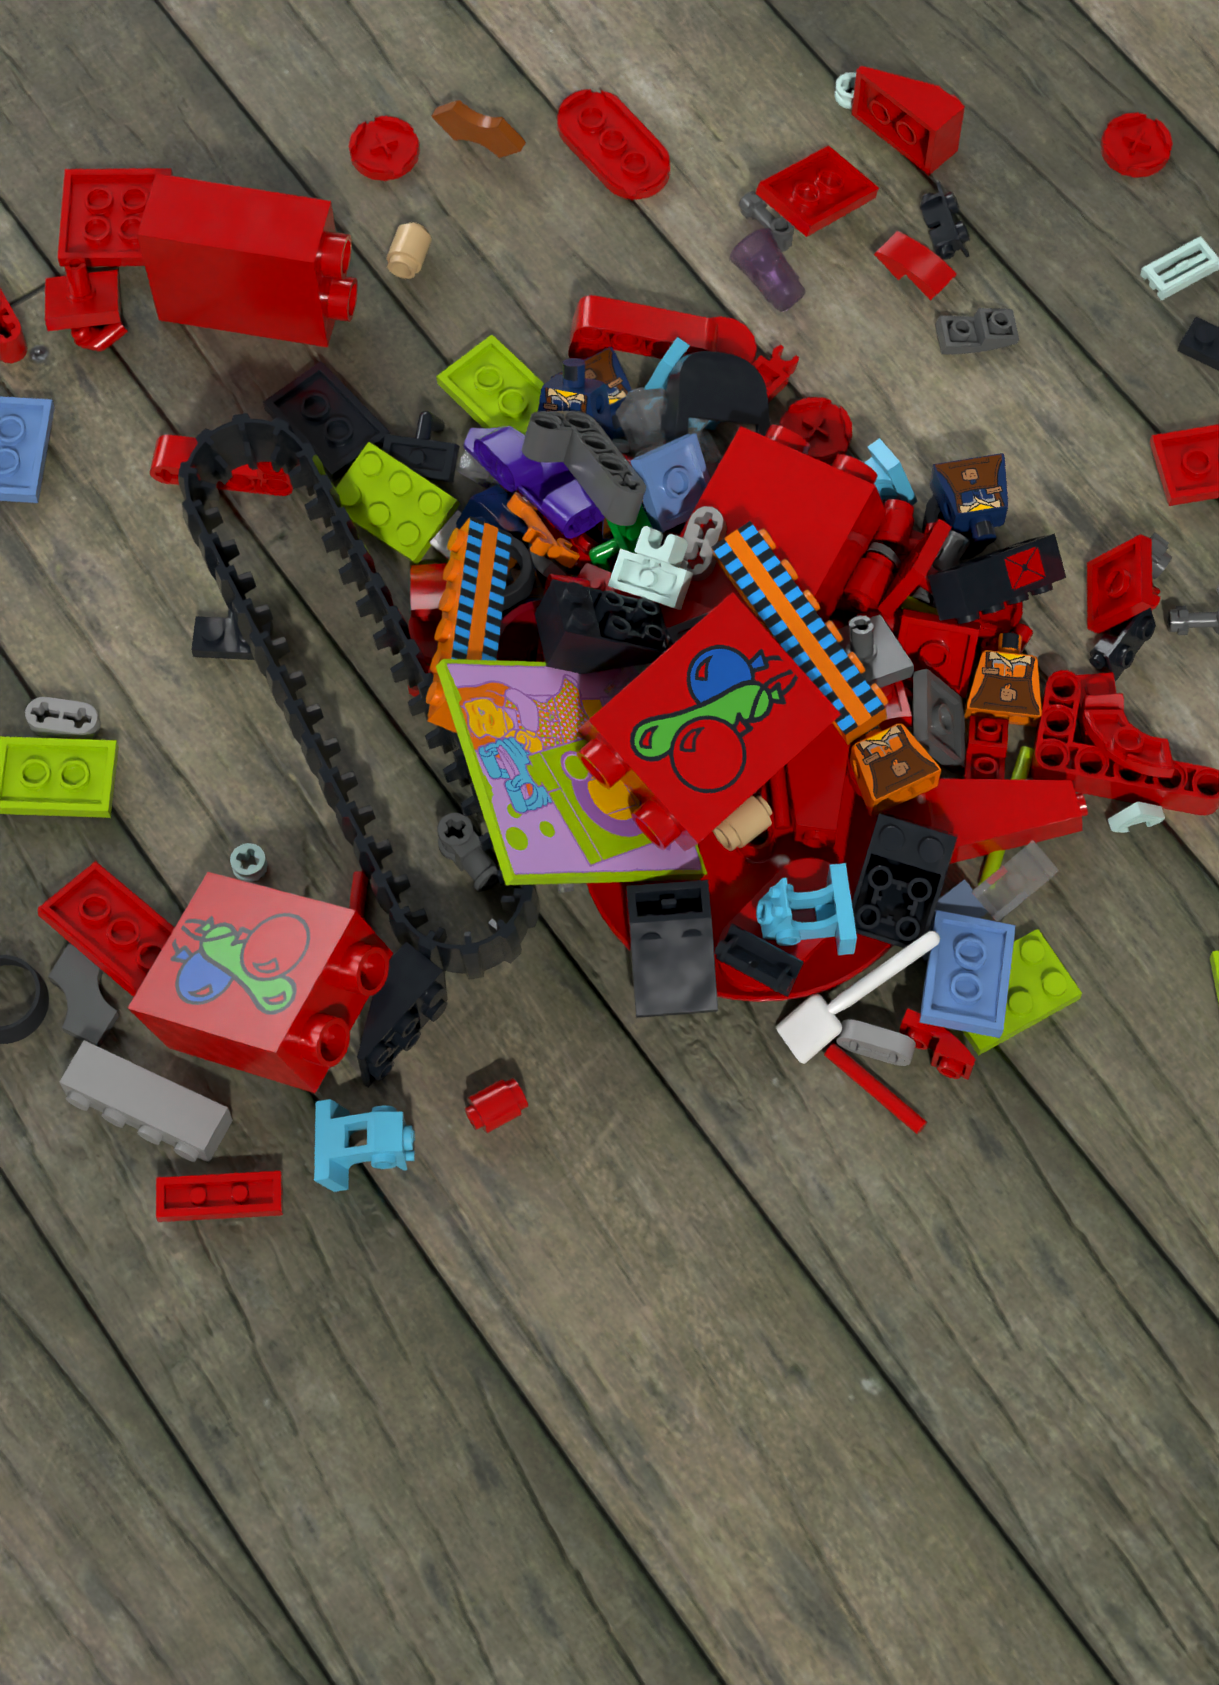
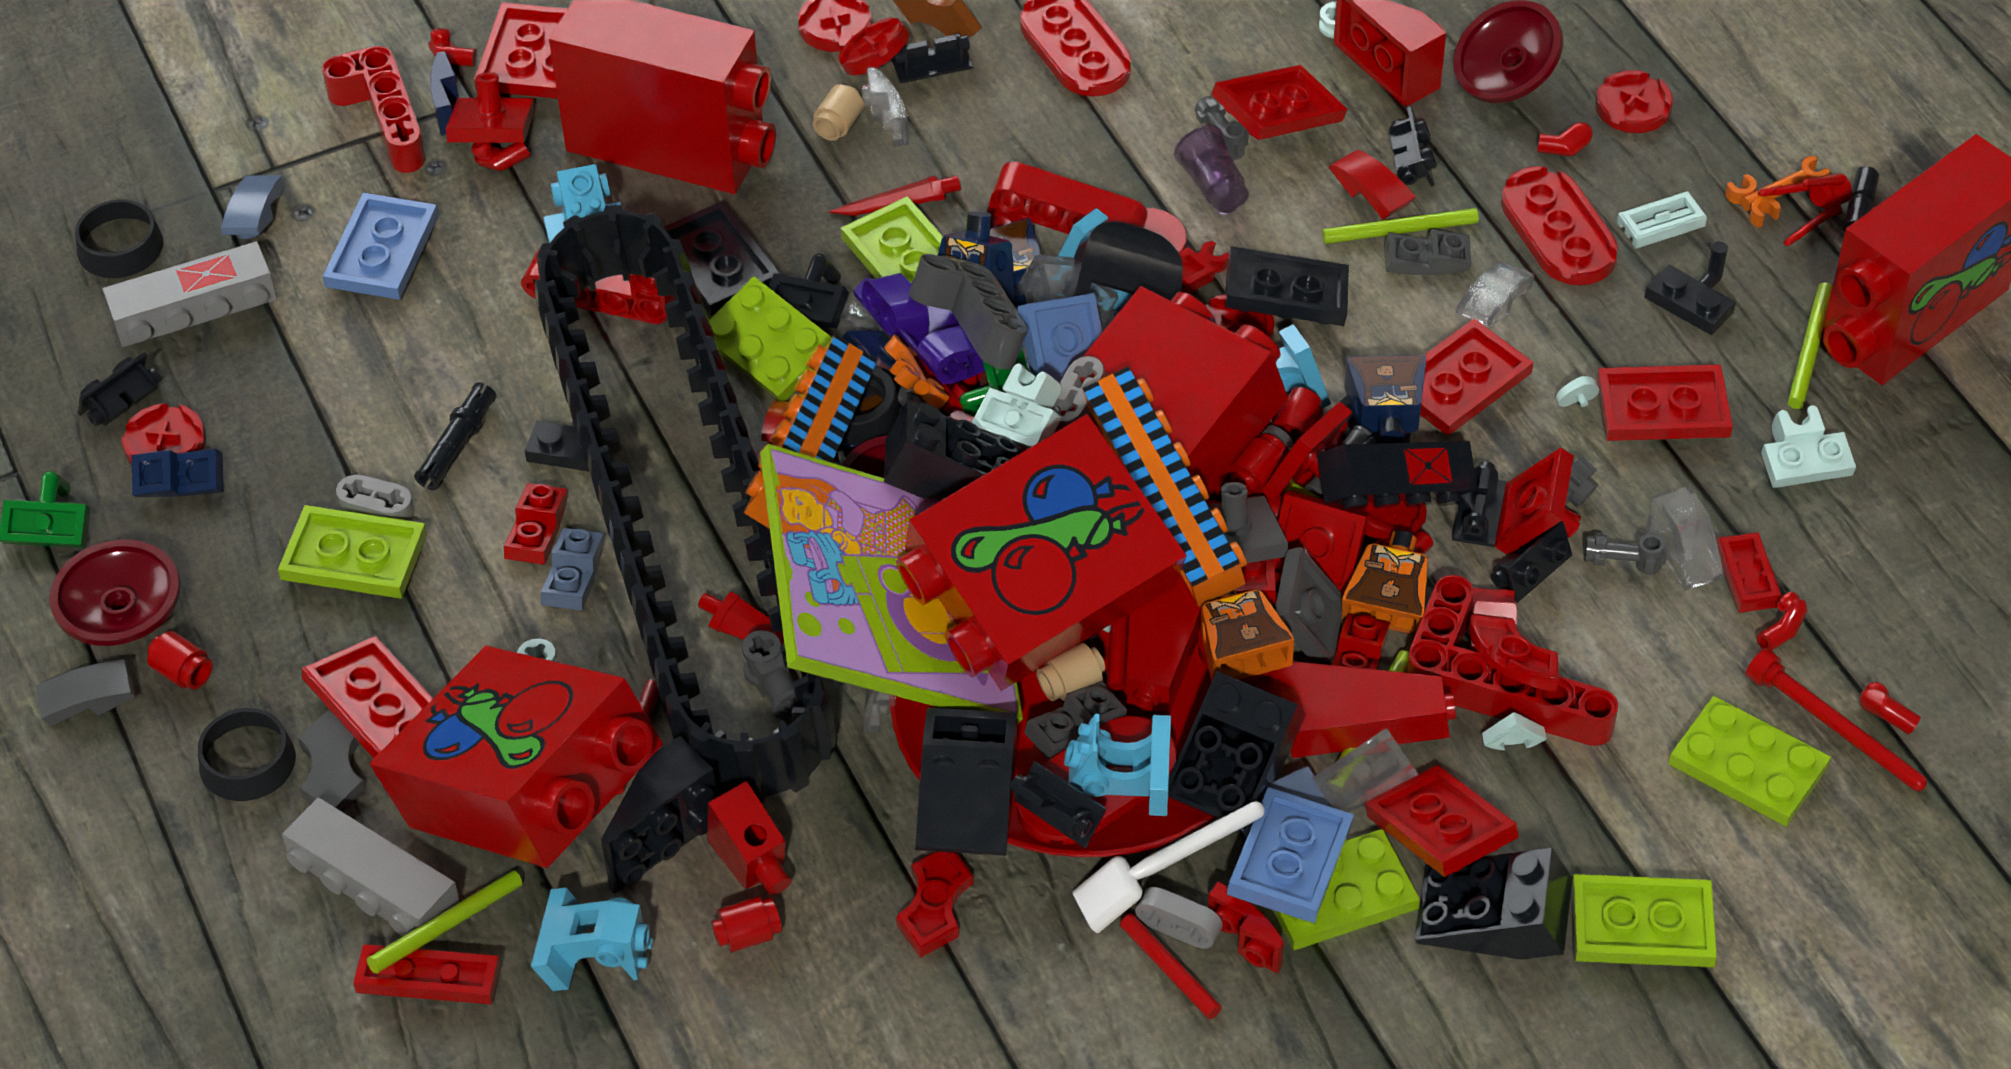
camera: 10 degrees right, 15 degrees down
(23, 228) = (456, 55): none -> red arm
(30, 274) = (443, 90): none -> slope
(128, 628) = (463, 423): none -> black pin
(194, 393) = (579, 193): none -> medium azure tile
(217, 723) = (536, 524): none -> red slope
(224, 1144) = (444, 922): none -> lime bar
(261, 766) = (573, 569): none -> sand blue slope
(428, 797) = (735, 616): none -> red bar
(429, 176) = (874, 49): none -> red tile
(453, 237) = (886, 106): none -> clear slope
(477, 1012) = (747, 840): none -> red torso
(484, 181) = (919, 62): none -> black hinge
(499, 324) = (919, 192): none -> red bar
(655, 1072) = (929, 917): none -> red tile
(753, 868) = (1057, 728): none -> dark grey slope
(858, 386) = (1287, 286): none -> black plate
(946, 305) = (1400, 225): none -> lime bar
(1009, 95) = (1501, 39): none -> dark red dish
(1037, 454) = (1469, 375): none -> red plate
(1045, 368) = (1493, 293): none -> clear slope
(1069, 595) = (1481, 509): none -> black hinge
(1085, 197) = (1568, 142): none -> red arm
(1090, 286) = (1559, 226): none -> red tile
(1091, 917) = (1441, 820): none -> red plate
(1136, 460) = (1579, 391): none -> light aqua piece
(1148, 990) = (1498, 906): none -> black slope

